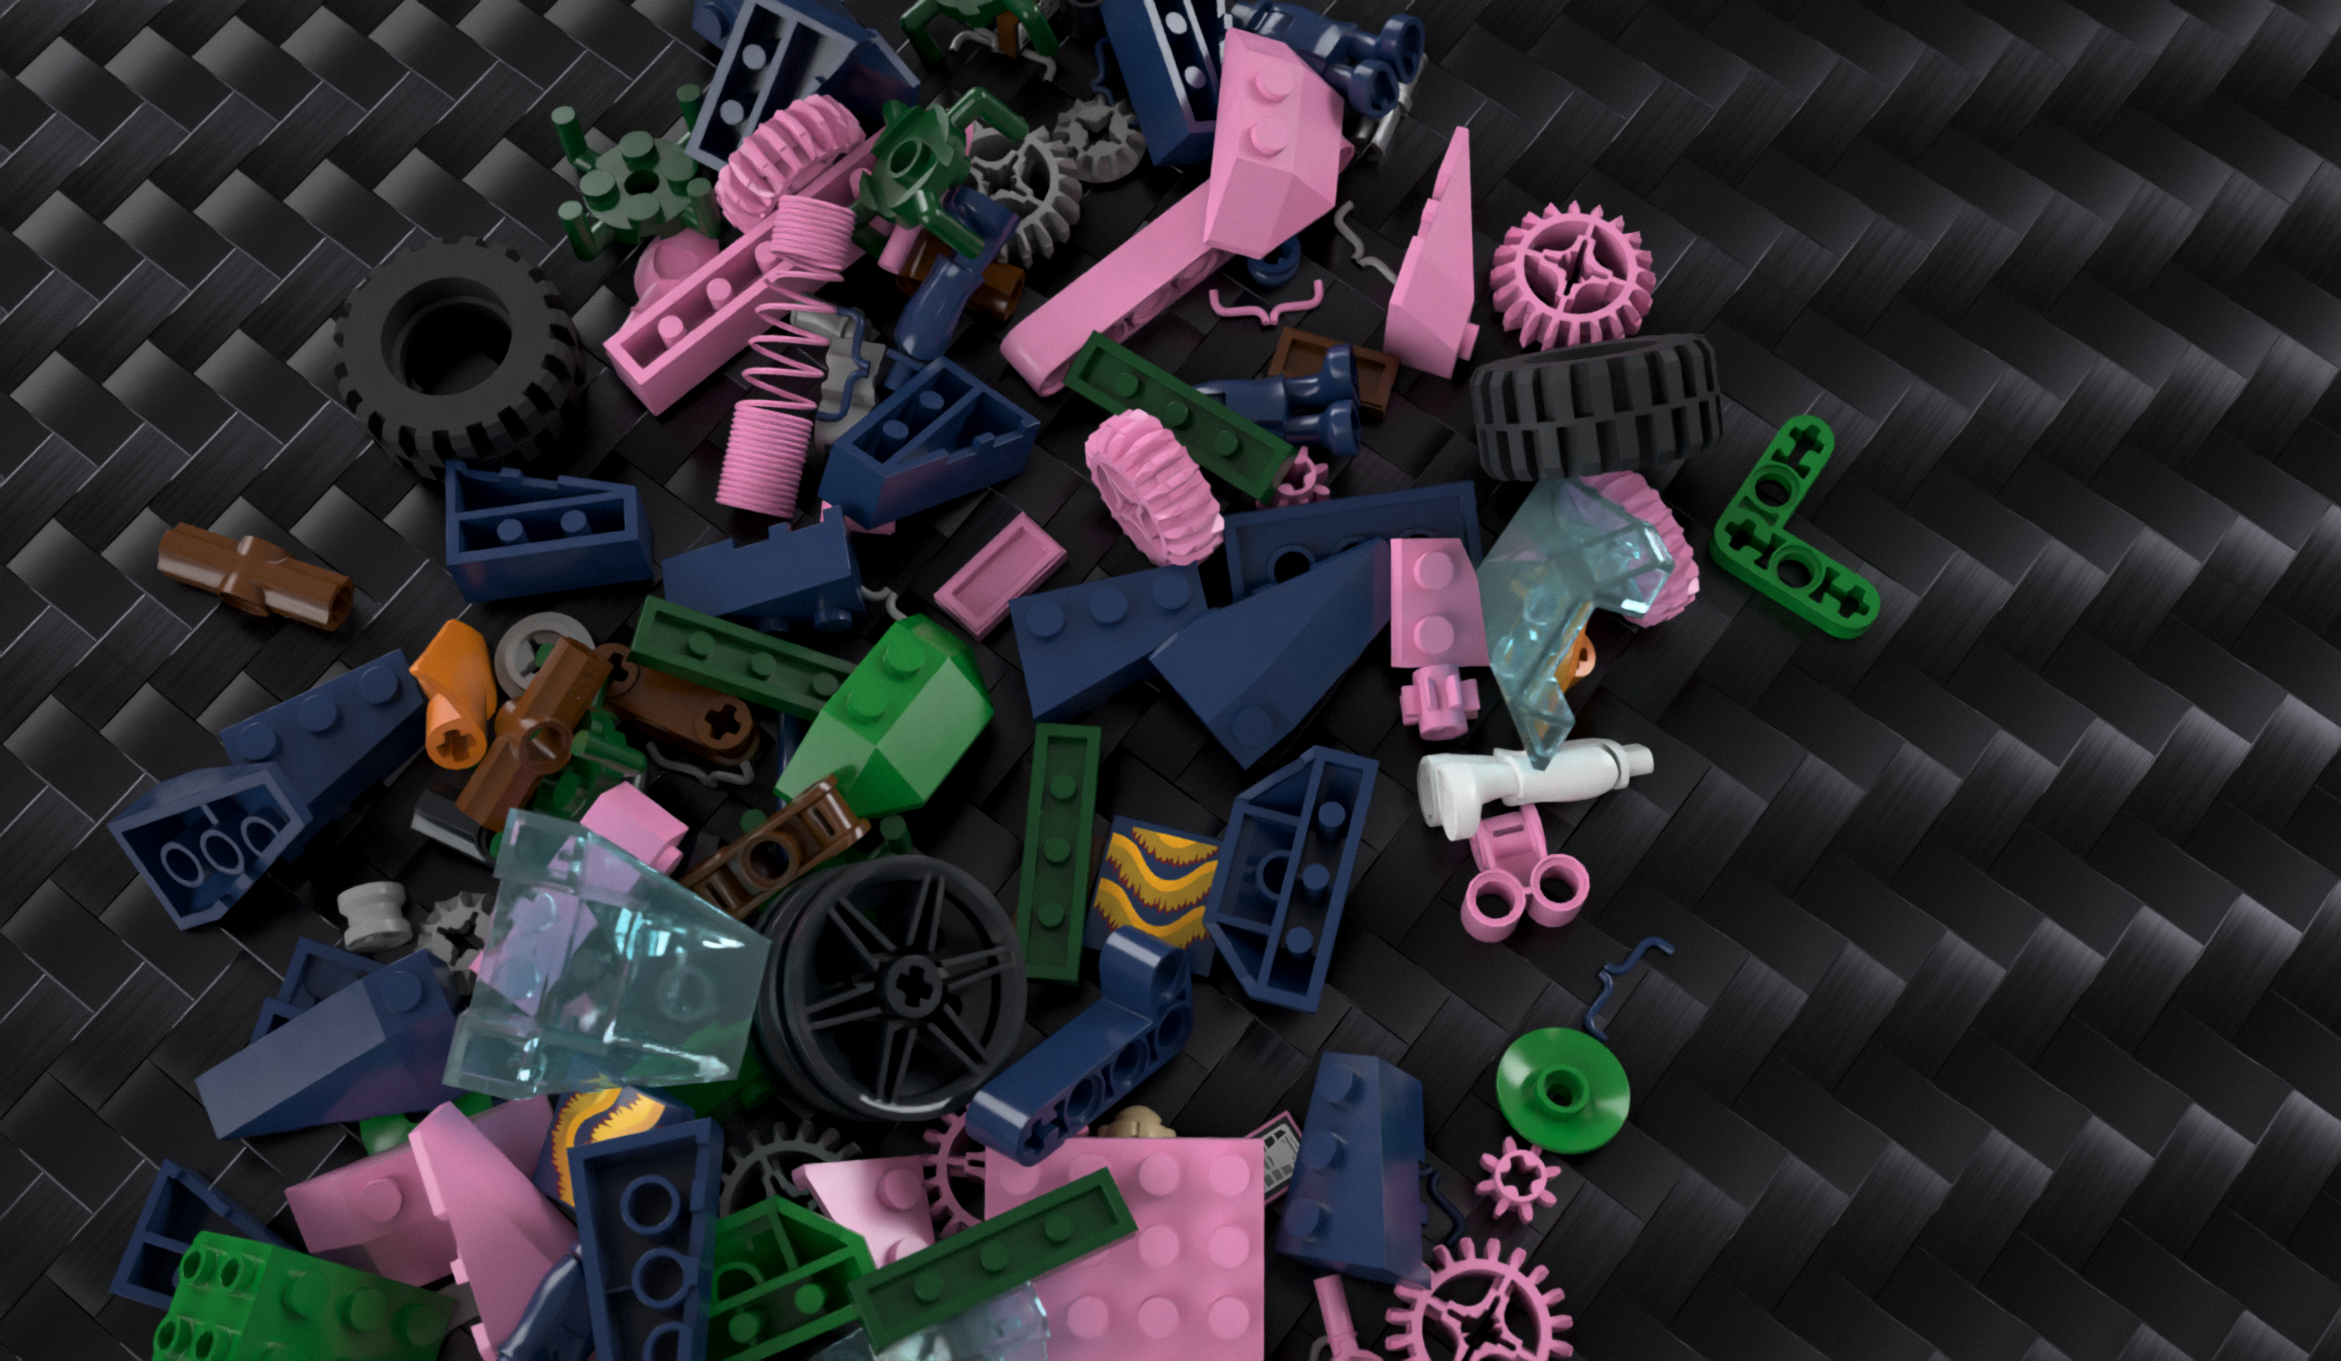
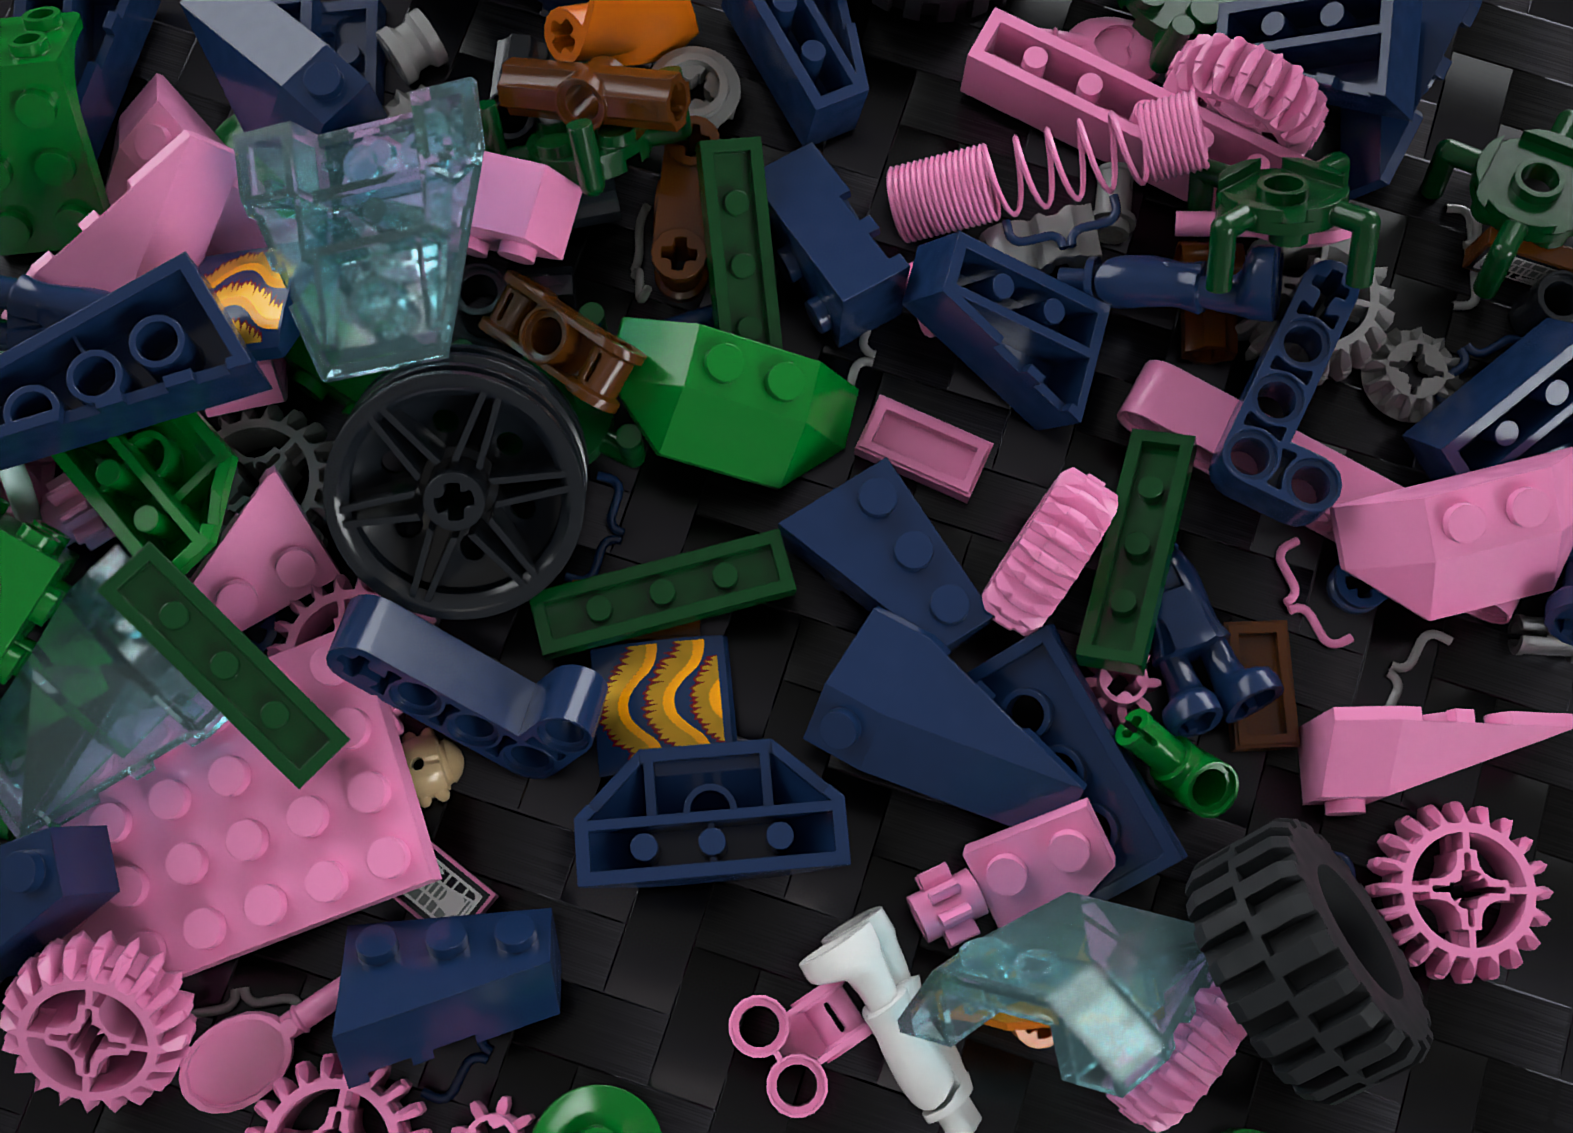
camera: 65 degrees right, 5 degrees up
(1088, 229) = (1292, 386): none -> dark blue beam
(1389, 457) = (1180, 767): none -> green pin

